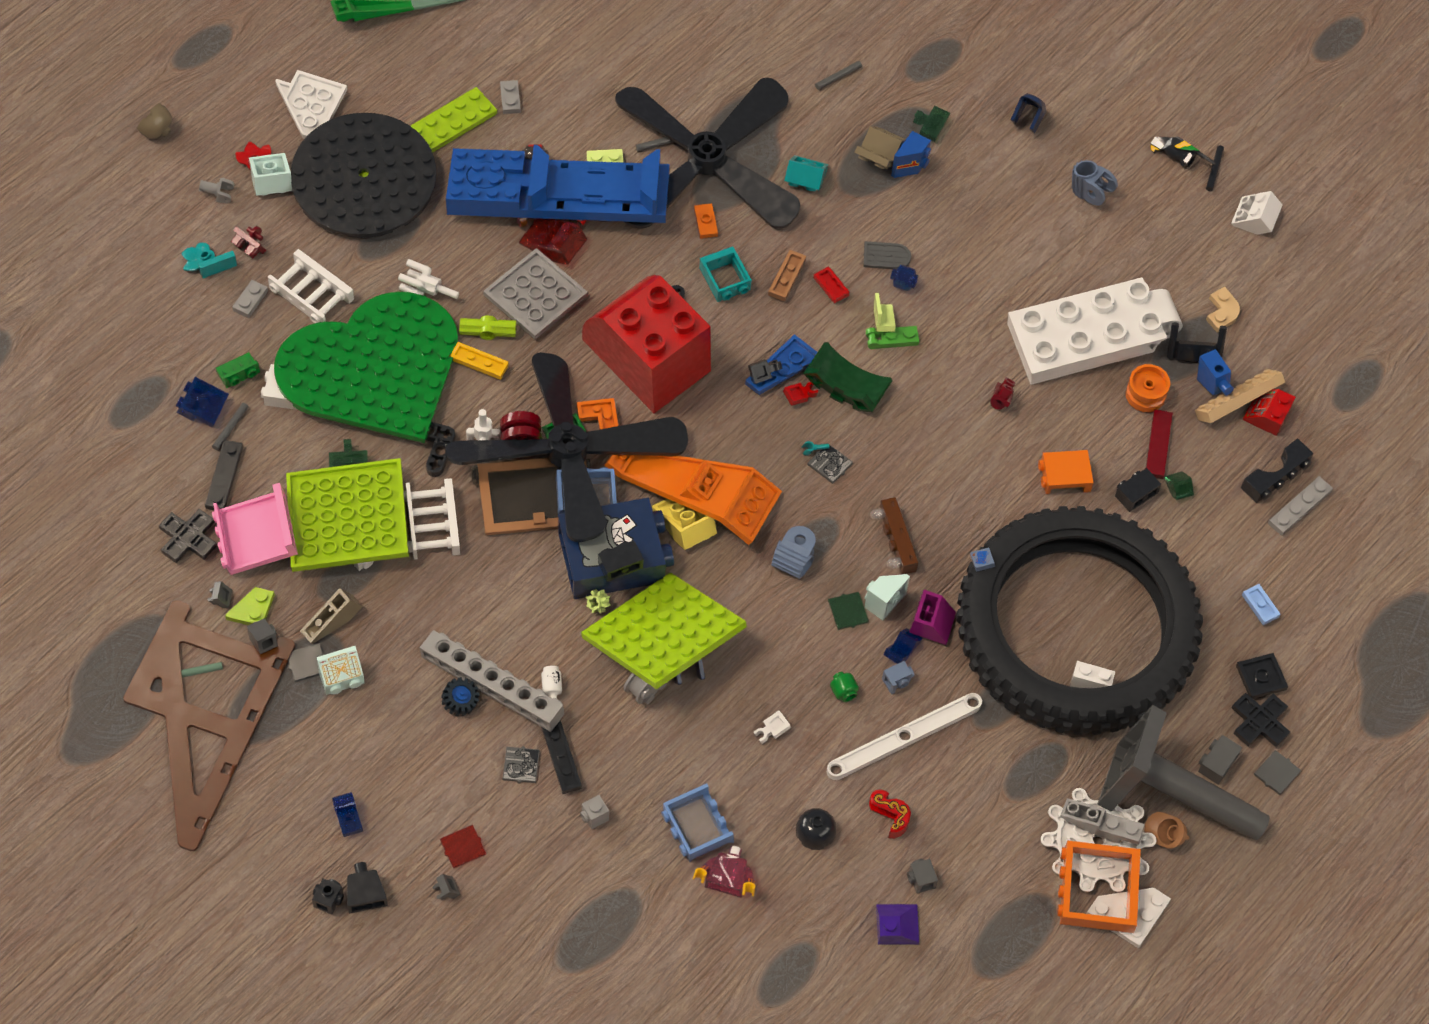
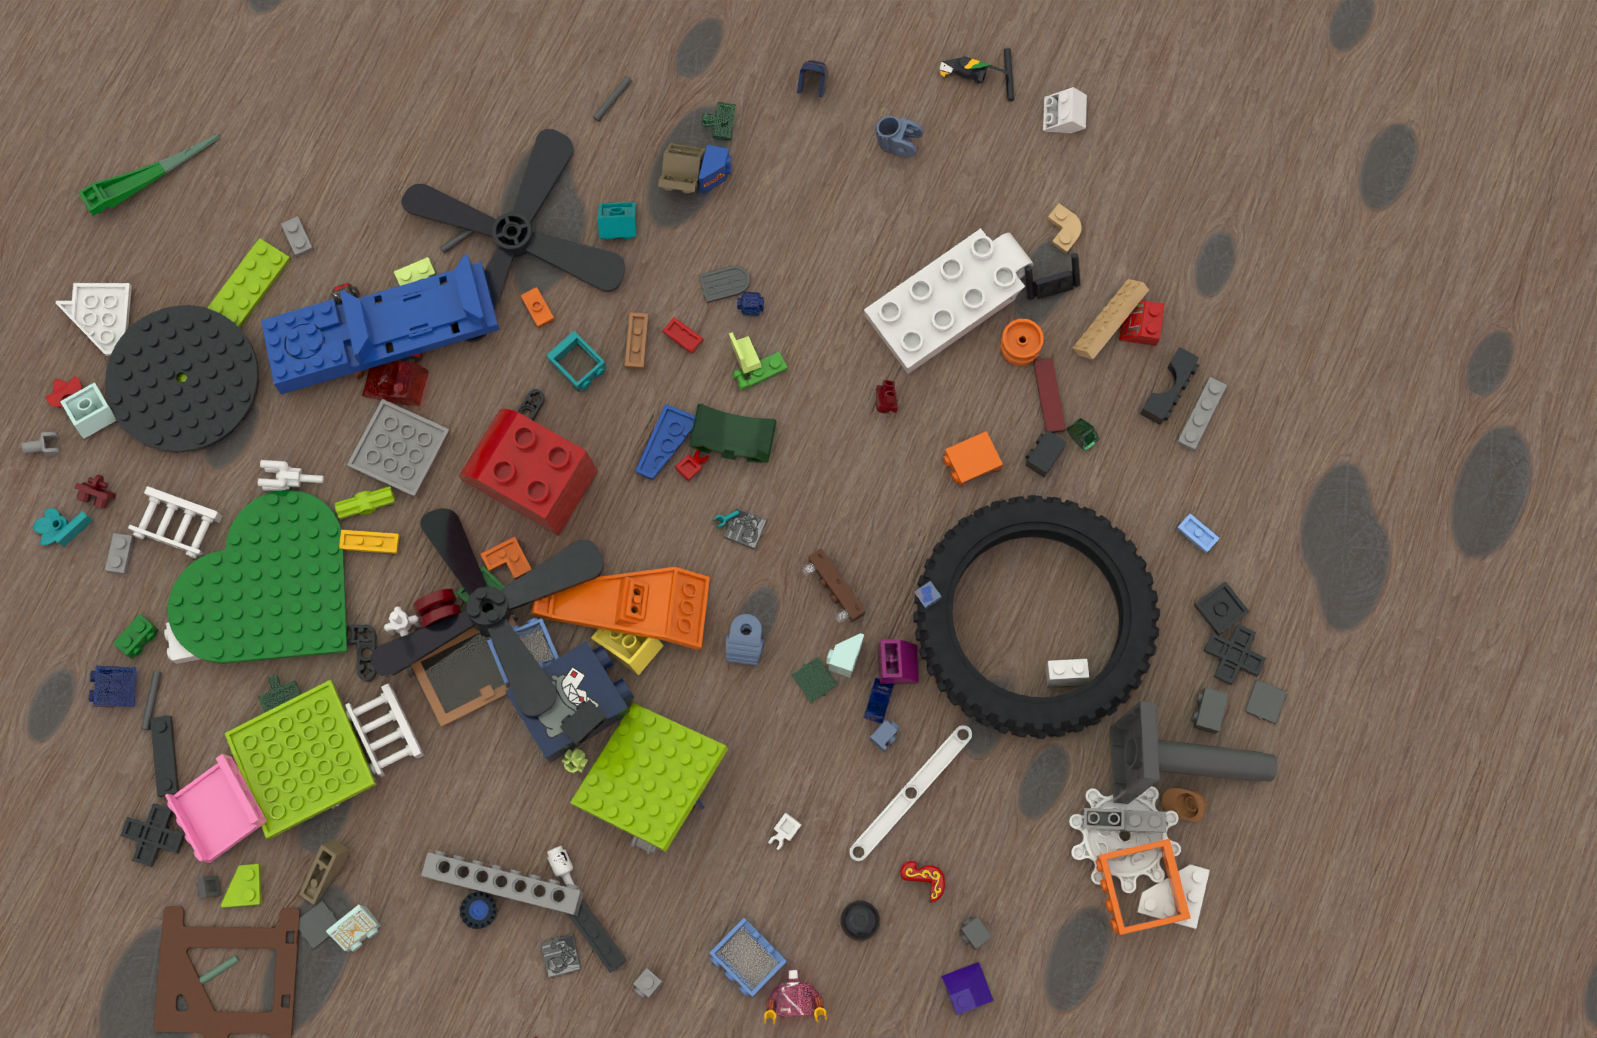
camera: 15 degrees left, 15 degrees up
(262, 635) = (264, 916): dark grey brick -> none
(762, 370) = (647, 457): black plate -> none
(844, 686) = (838, 764): green head -> none
(1214, 373) = (1081, 306): blue torso -> none

